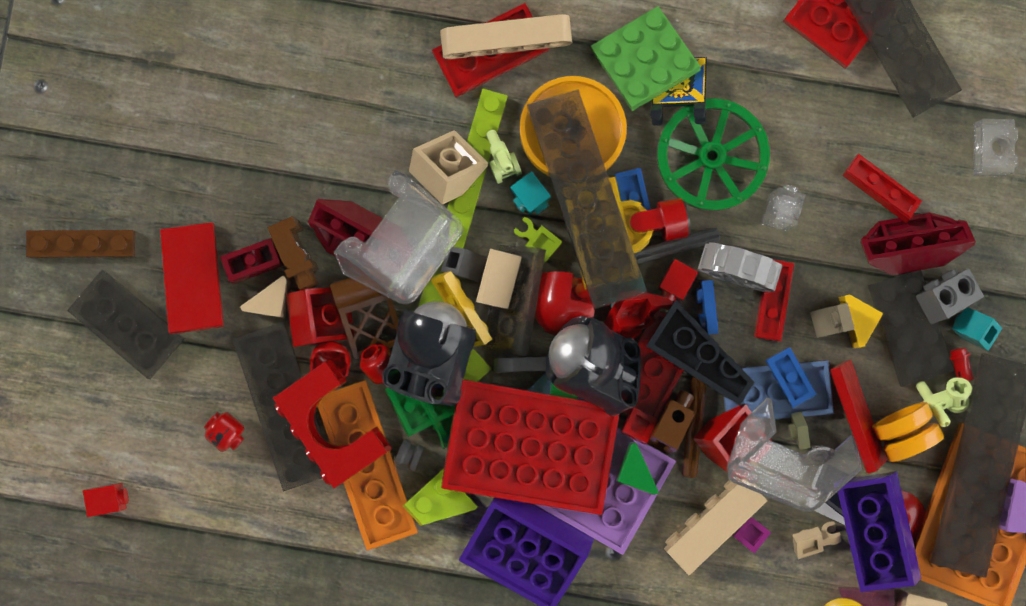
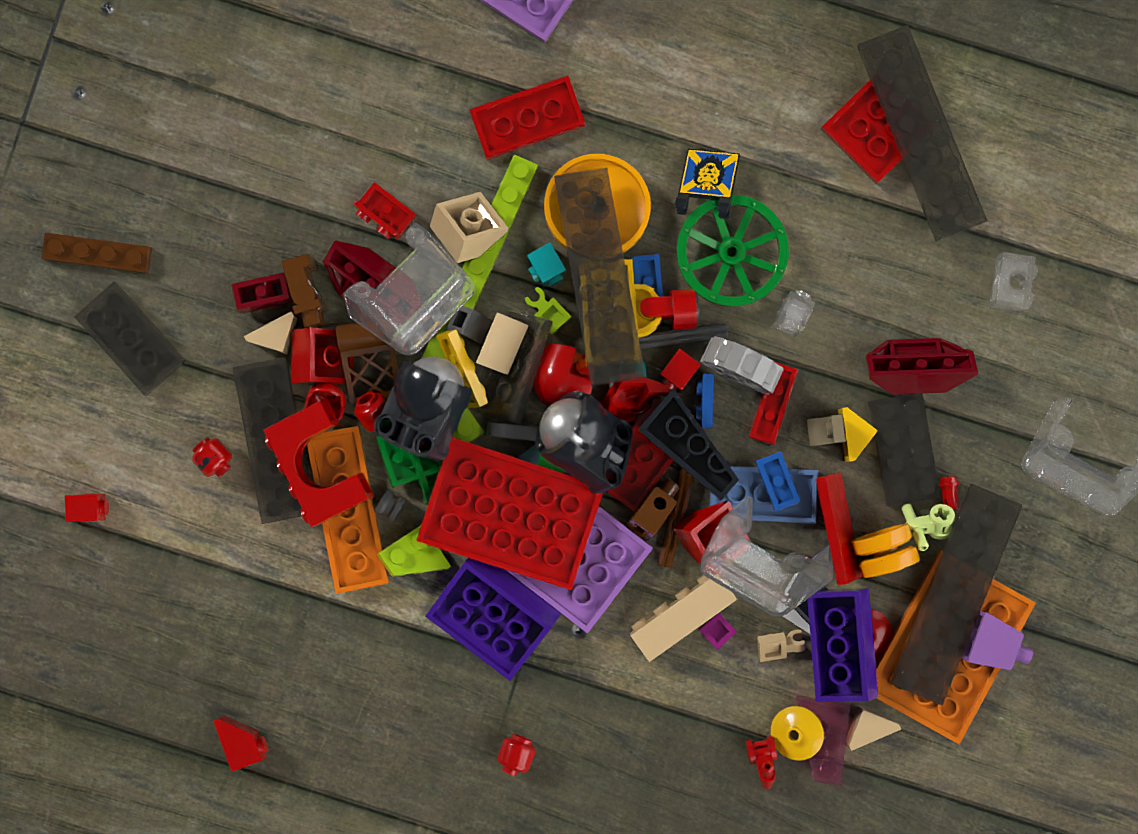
camera: 10 degrees right, 0 degrees up
(191, 278) = (201, 302): red tile -> none
(362, 162) = (384, 211): none -> red bracket
(504, 163) = (524, 231): yellowish green piece -> none
(506, 36) = (544, 106): tan beam -> none
(635, 471) = (610, 552): green slope -> none
(639, 426) = (620, 508): red plate -> none
(645, 58) = (679, 146): bright green plate -> none
(799, 430) = (778, 535): olive plate -> none
(882, 188) = (895, 307): red tile -> none
(949, 296) = (946, 423): dark grey brick -> none
(976, 328) = (969, 458): teal brick -> none

